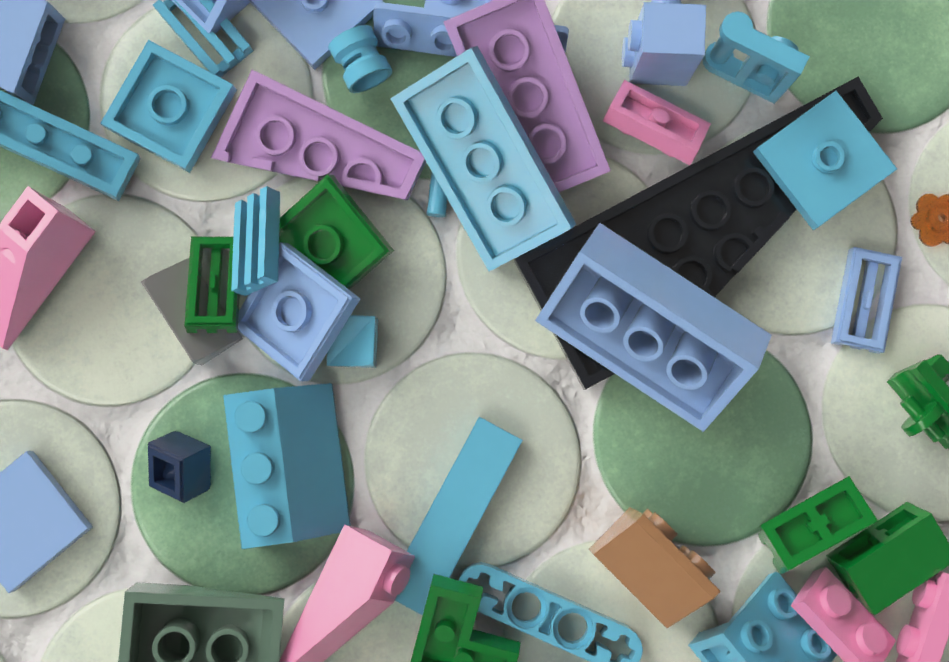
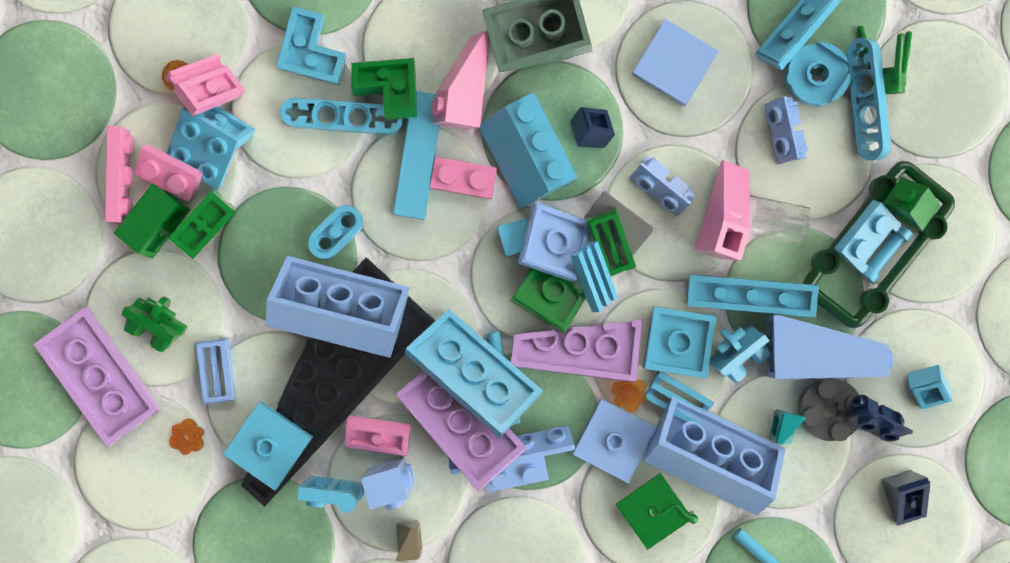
camera: 155 degrees right, 5 degrees up
(88, 64) = (737, 349): none -> medium azure hips
(99, 323) = (672, 195): none -> light blue hinge
(271, 44) = (632, 402): none -> clear orange plant
(360, 58) = (573, 412): medium azure wheel -> none
(398, 458) = (463, 178): none -> bright pink plate
(617, 444) = (334, 229): none -> medium azure plate
(653, 569) = (298, 168): medium nougat slope -> none

